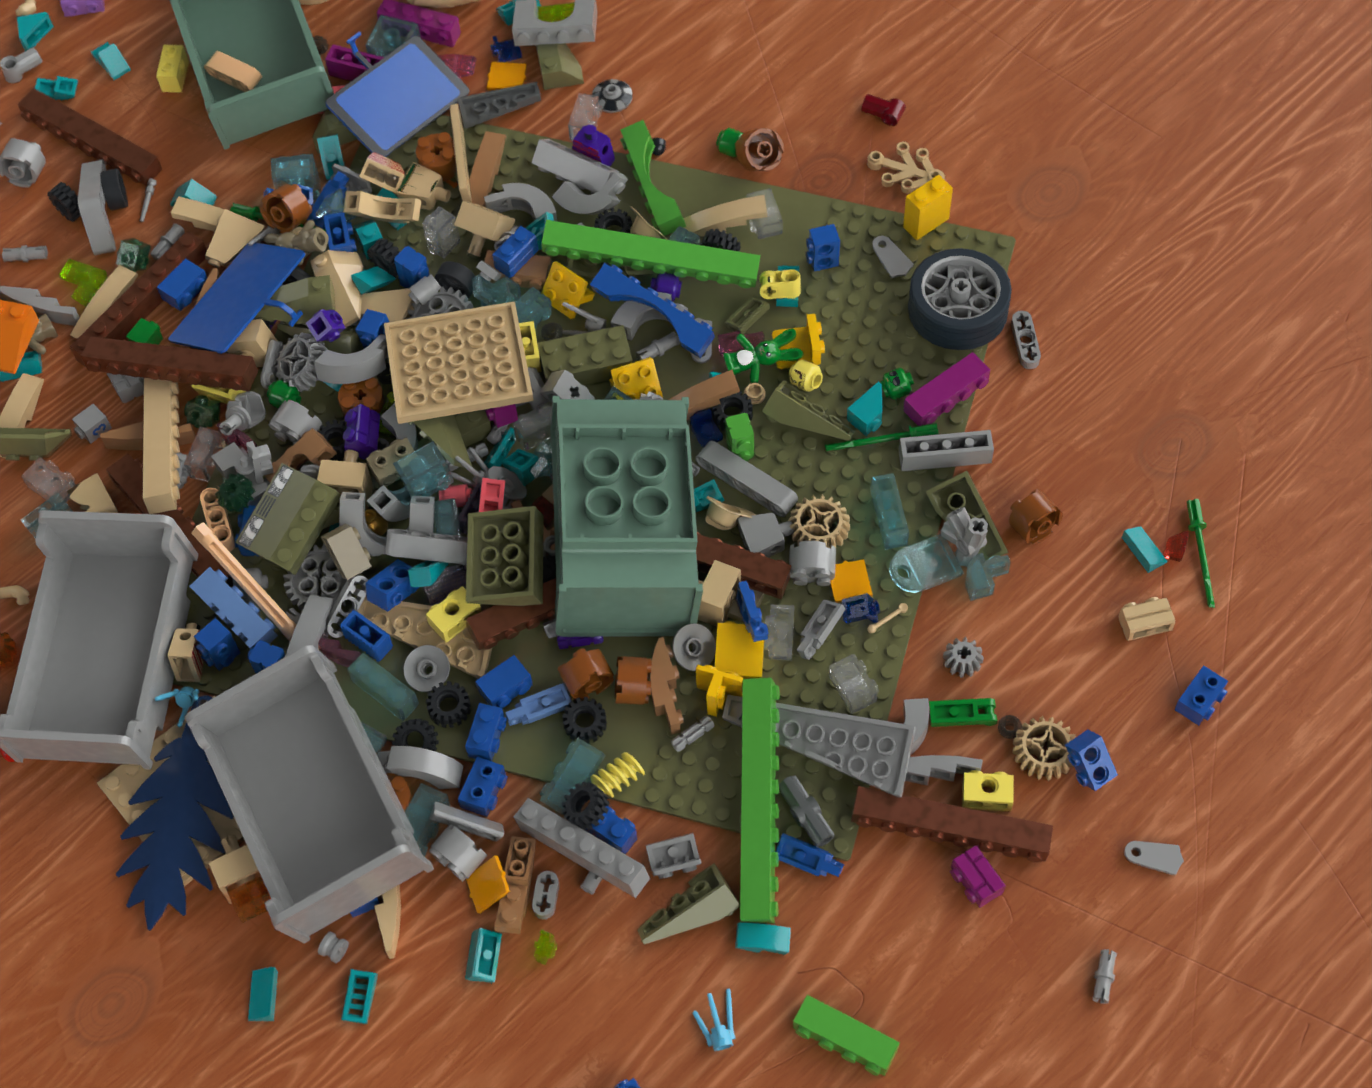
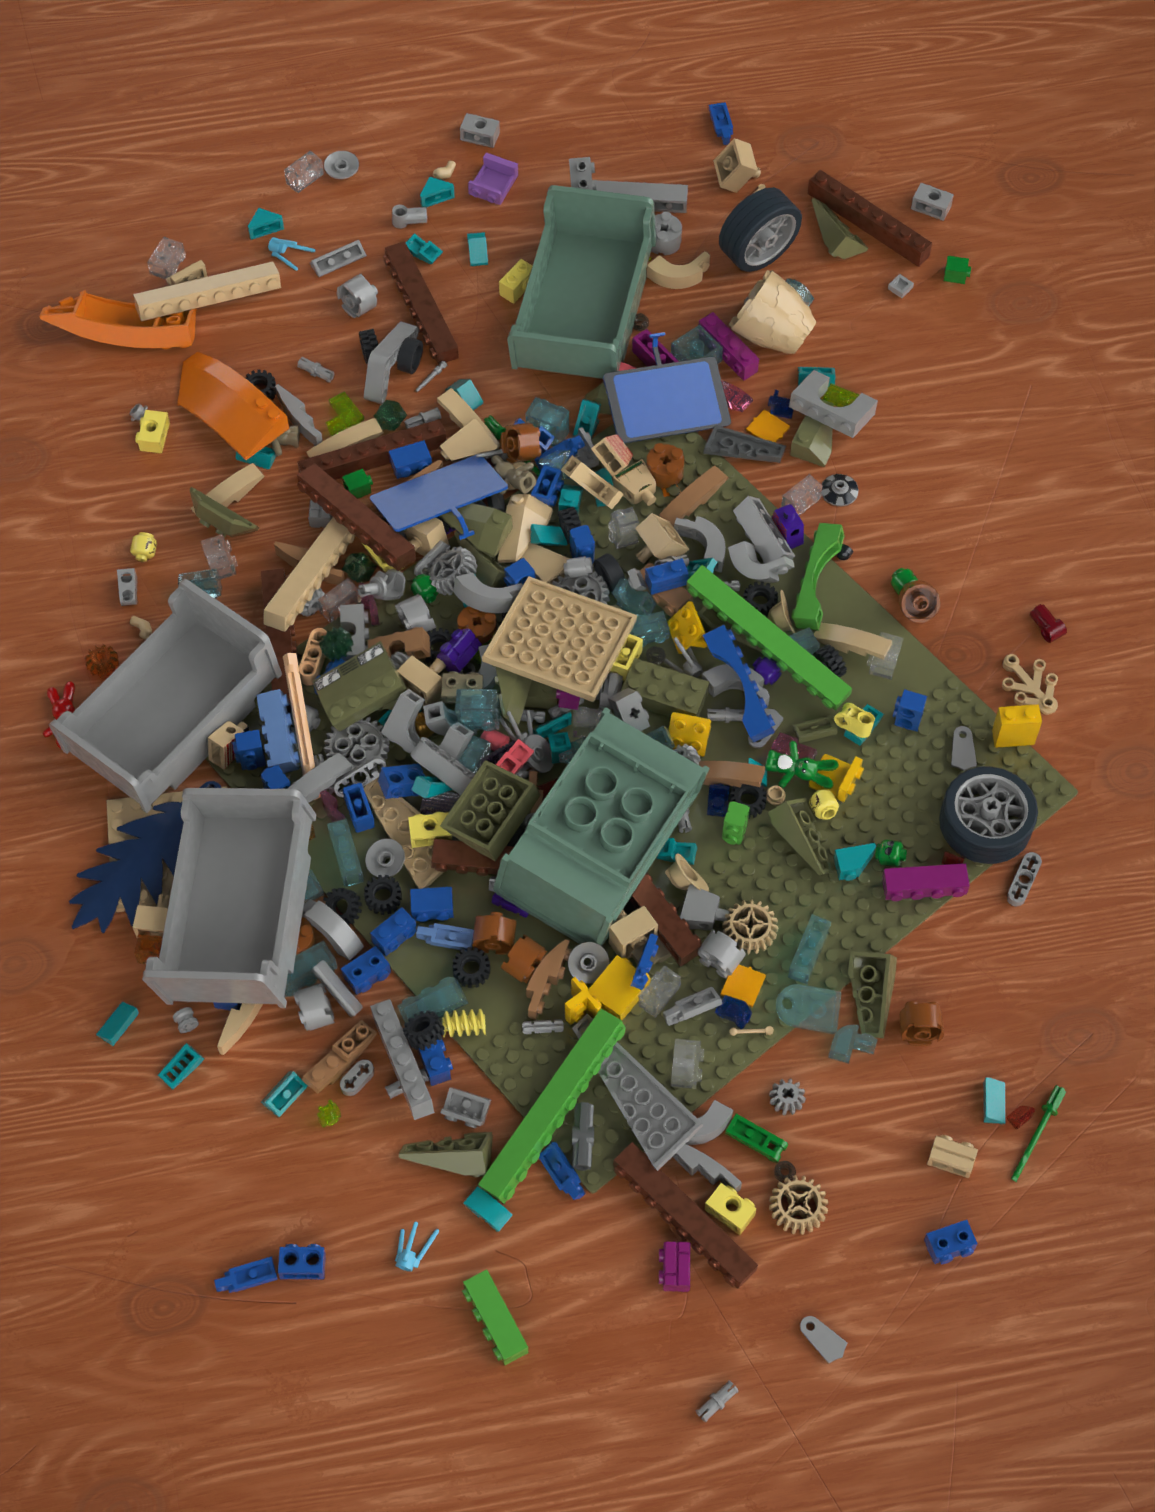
camera: 30 degrees right, 0 degrees up
(91, 423) = (275, 529): light grey brick -> none
(92, 495) = (242, 588): tan piece -> none
(184, 699) = (204, 774): medium azure plant -> none
(232, 71) = (556, 310): light nougat beam -> none
(257, 462) = (366, 629): light grey hips -> none
(326, 325) = (484, 553): dark purple brick -> none
(347, 551) = (383, 736): dark tan brick -> none
(460, 153) = (682, 473): tan tile -> none
(487, 884) = (320, 1043): light orange piece -> none
(747, 478) = (721, 858): light grey beam -> none
(924, 430) = (875, 900): green piece -> none
(946, 450) = (888, 928): light grey brick -> none
(952, 358) = (951, 858): none -> clear red slope
(965, 533) = (852, 1002): light grey piece -> none
(1091, 760) = (823, 1235): blue brick -> none

